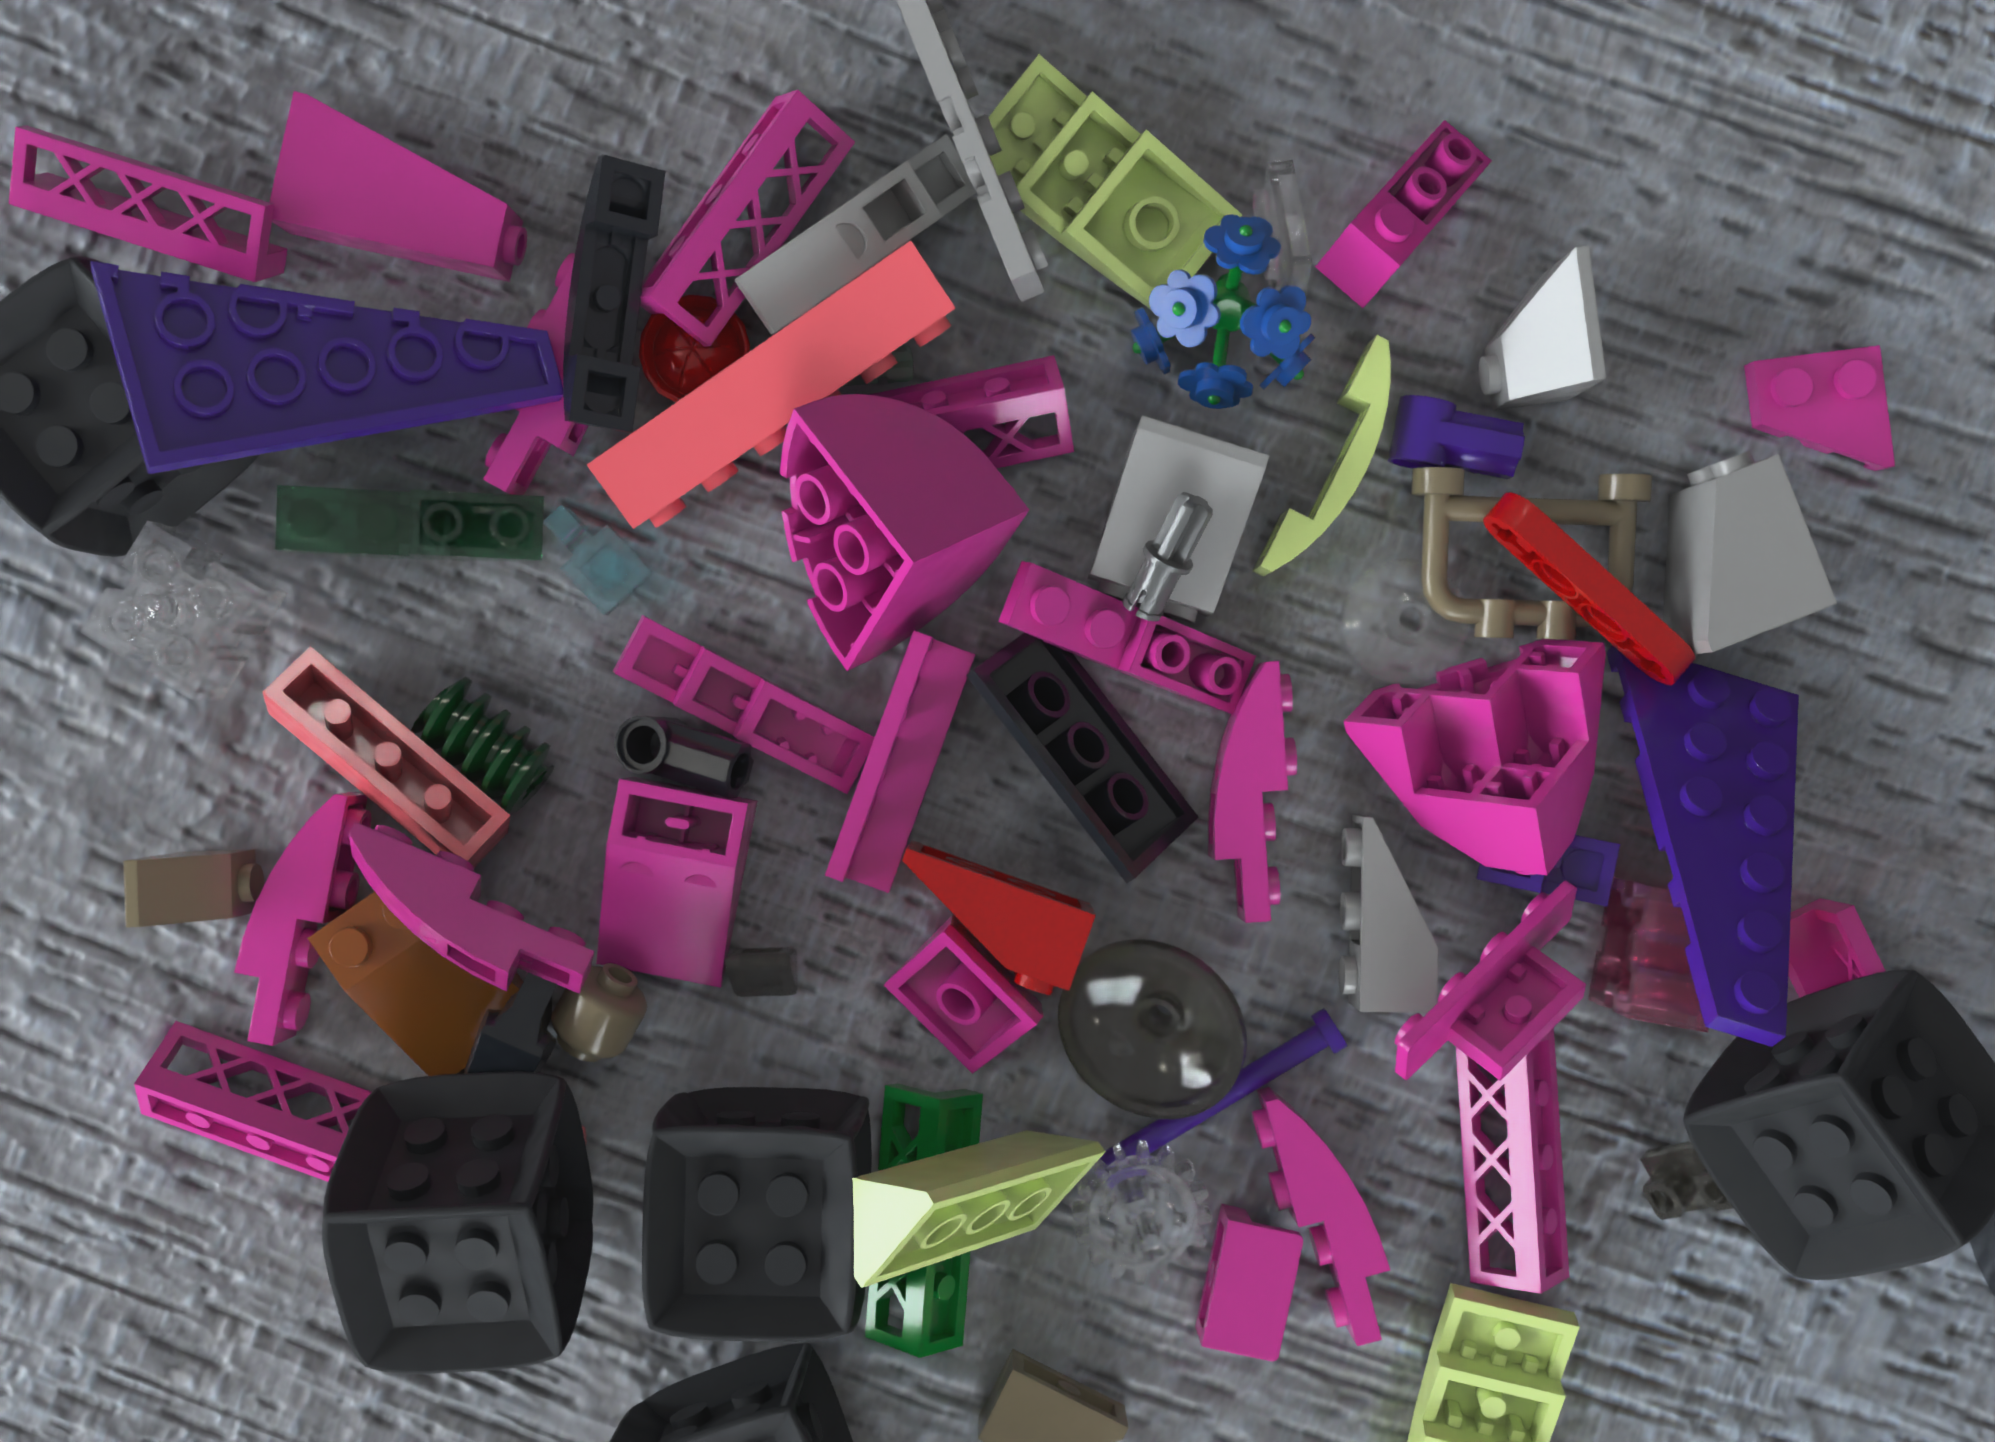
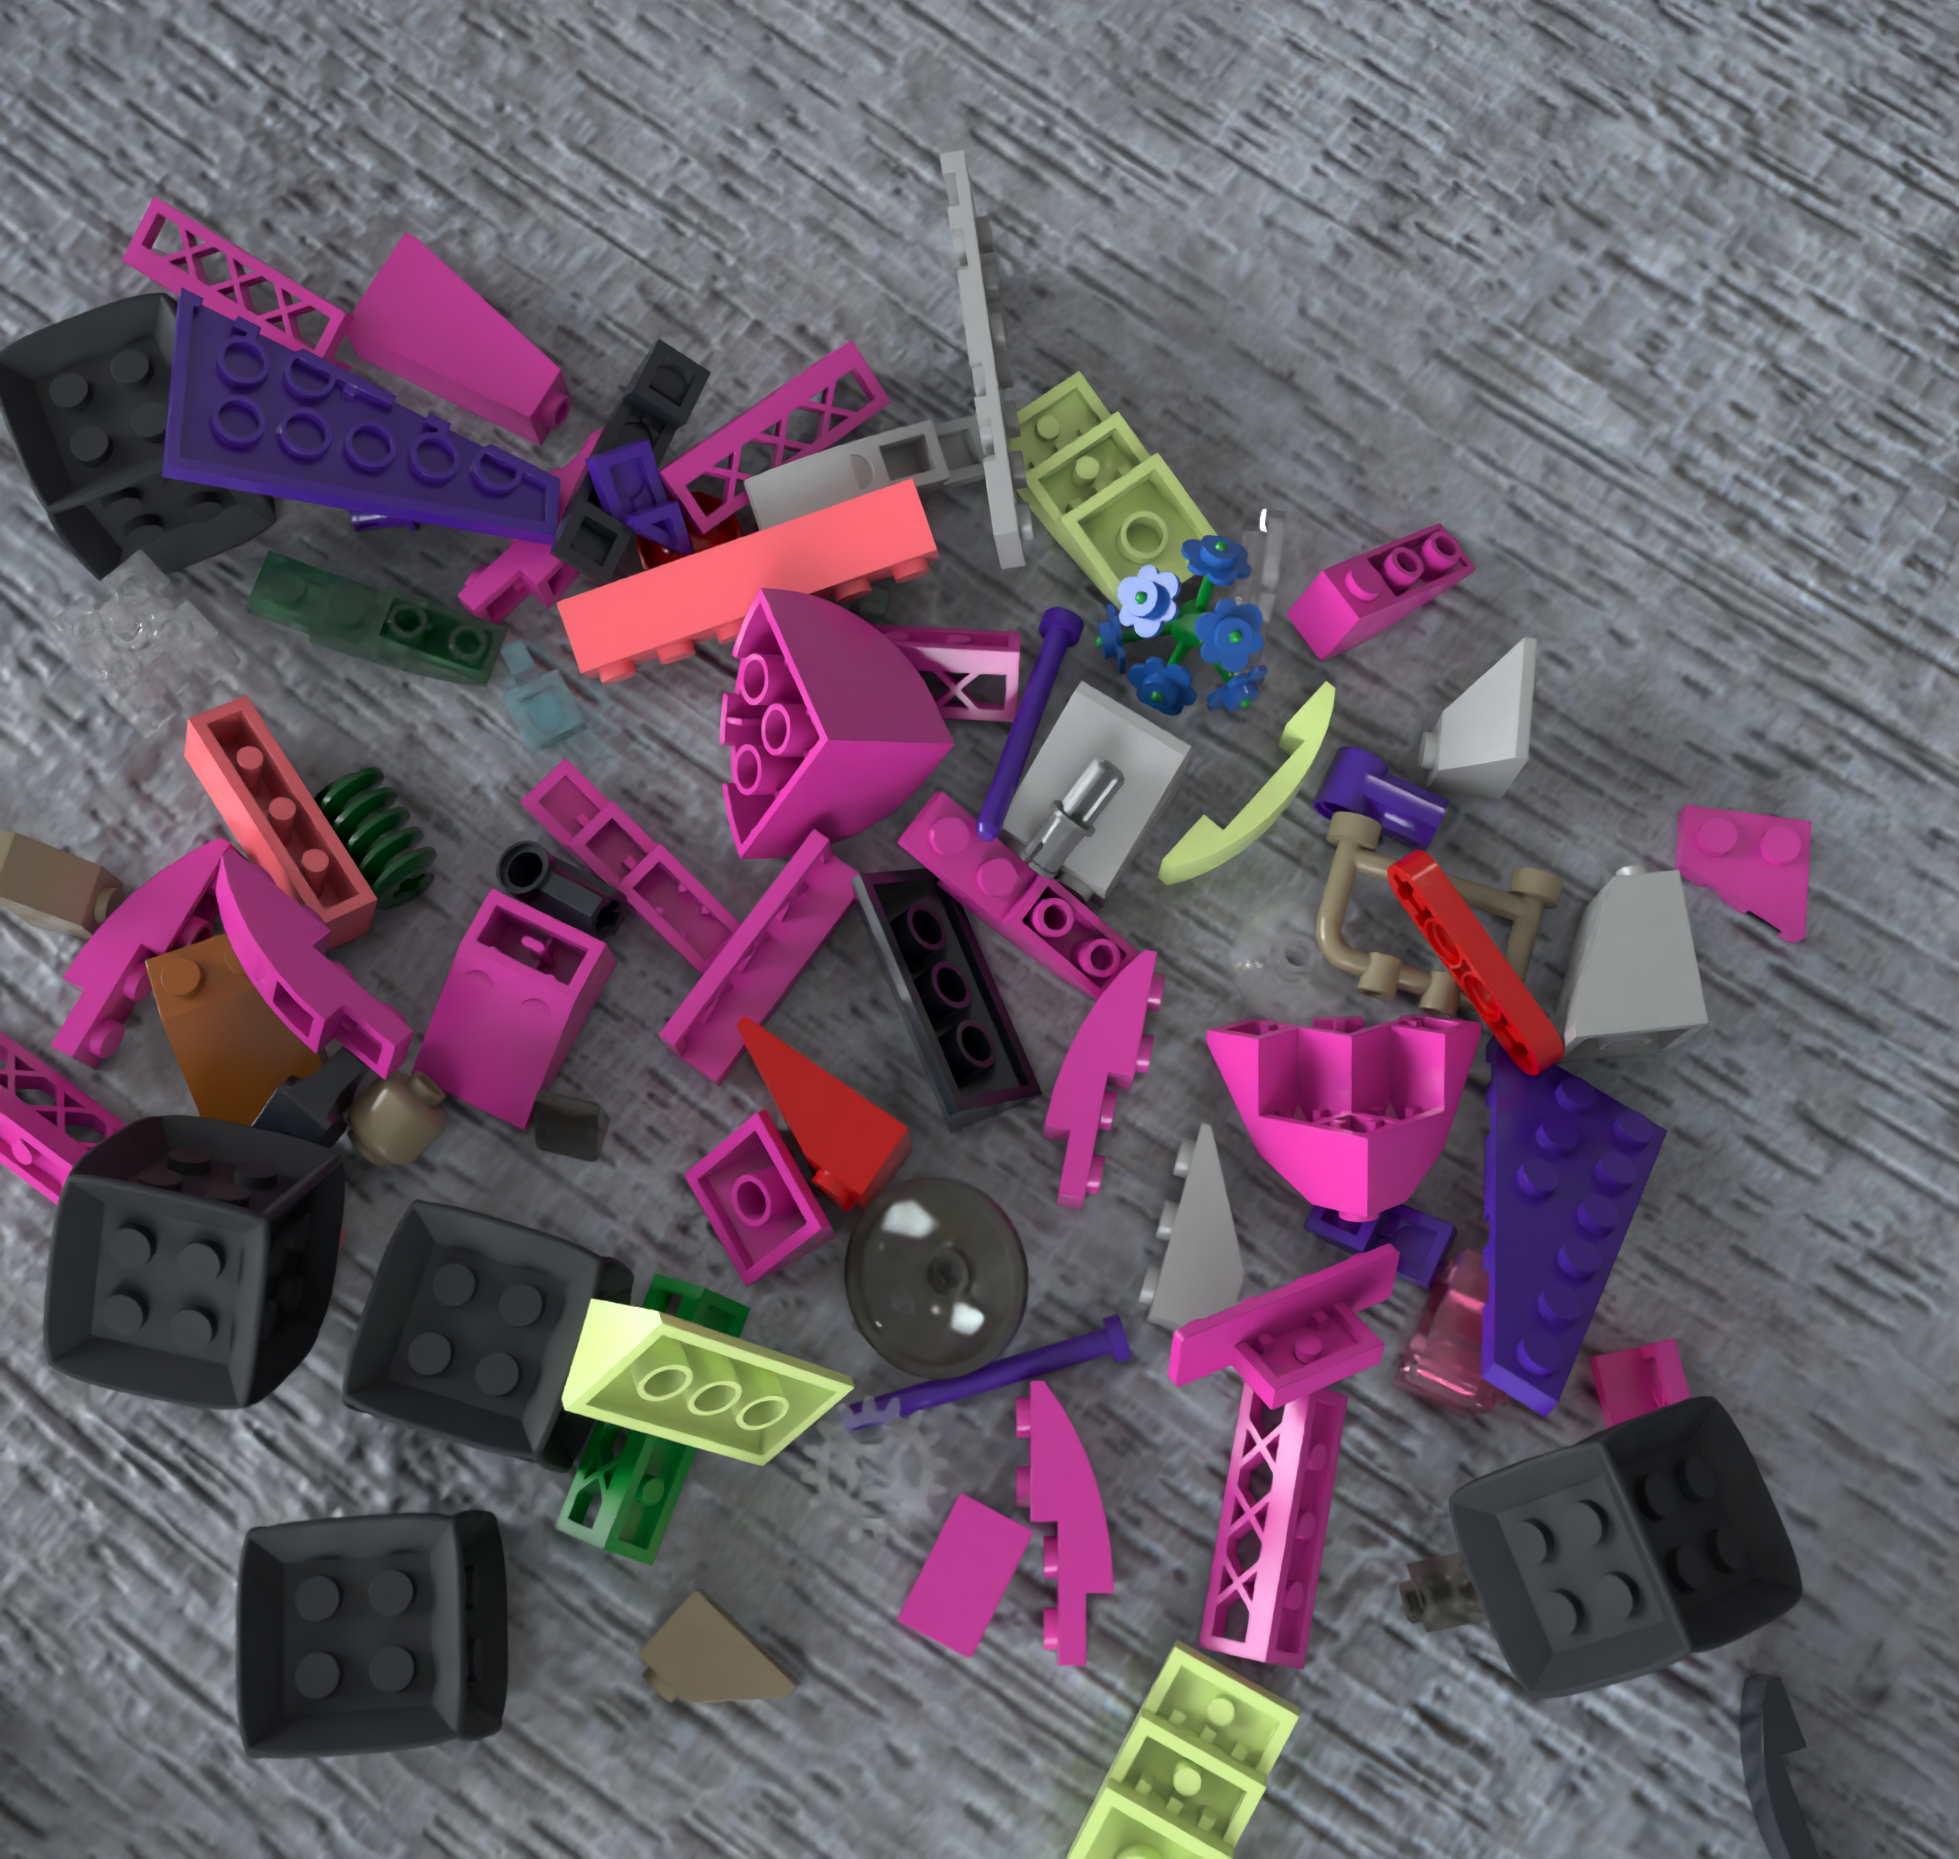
camera: 15 degrees right, 15 degrees down
(629, 328) = (634, 494): none -> dark purple slope
(1092, 344) = (1059, 630): none -> dark purple bar

